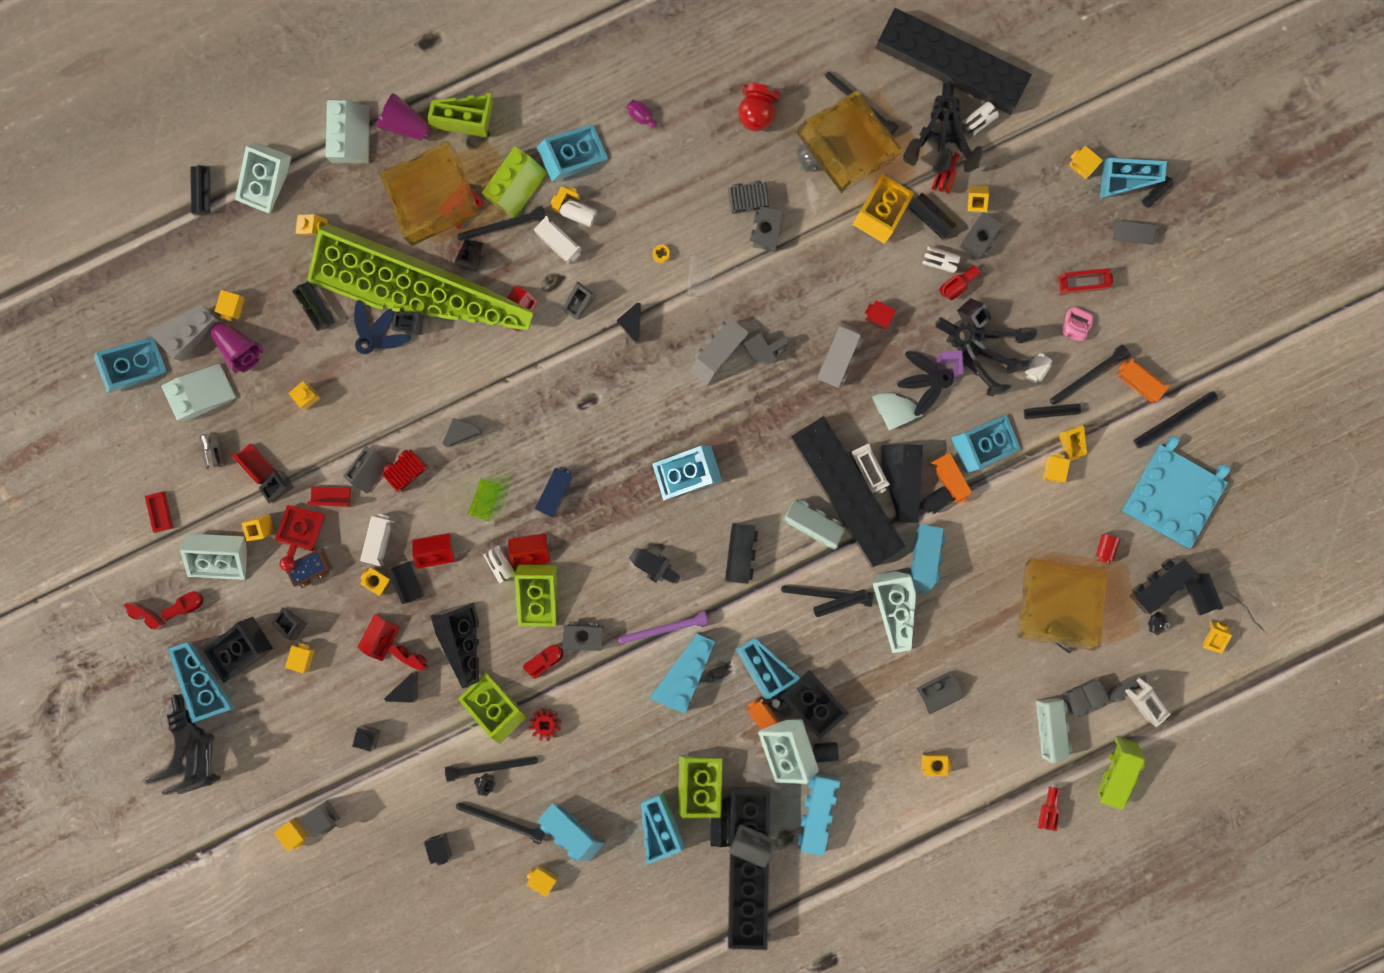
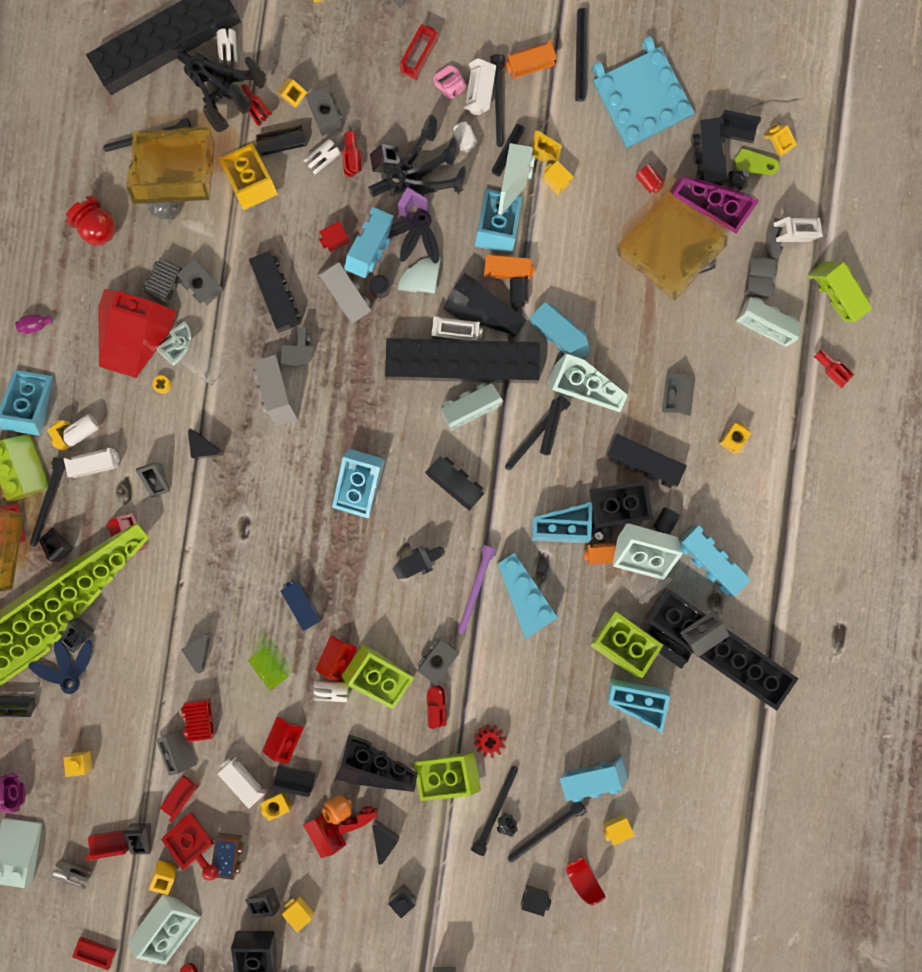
camera: 60 degrees left, 0 degrees up
(406, 634) = (337, 809): none -> orange head
(480, 879) = (584, 882): none -> red piece
(688, 198) = (130, 331): none -> red wedge
(701, 246) = (177, 346): none -> light aqua brick
(800, 296) = (274, 291): none -> black brick
(864, 381) = (380, 286): none -> black brick
(865, 700) = (646, 461): none -> black brick
(893, 350) = (370, 244): none -> medium azure wedge
(1041, 432) = (517, 171): none -> light aqua slope
(1089, 353) = (480, 86): none -> white window
(1124, 617) = (717, 202): none -> magenta wedge
(1182, 628) = (755, 163): none -> lime piece

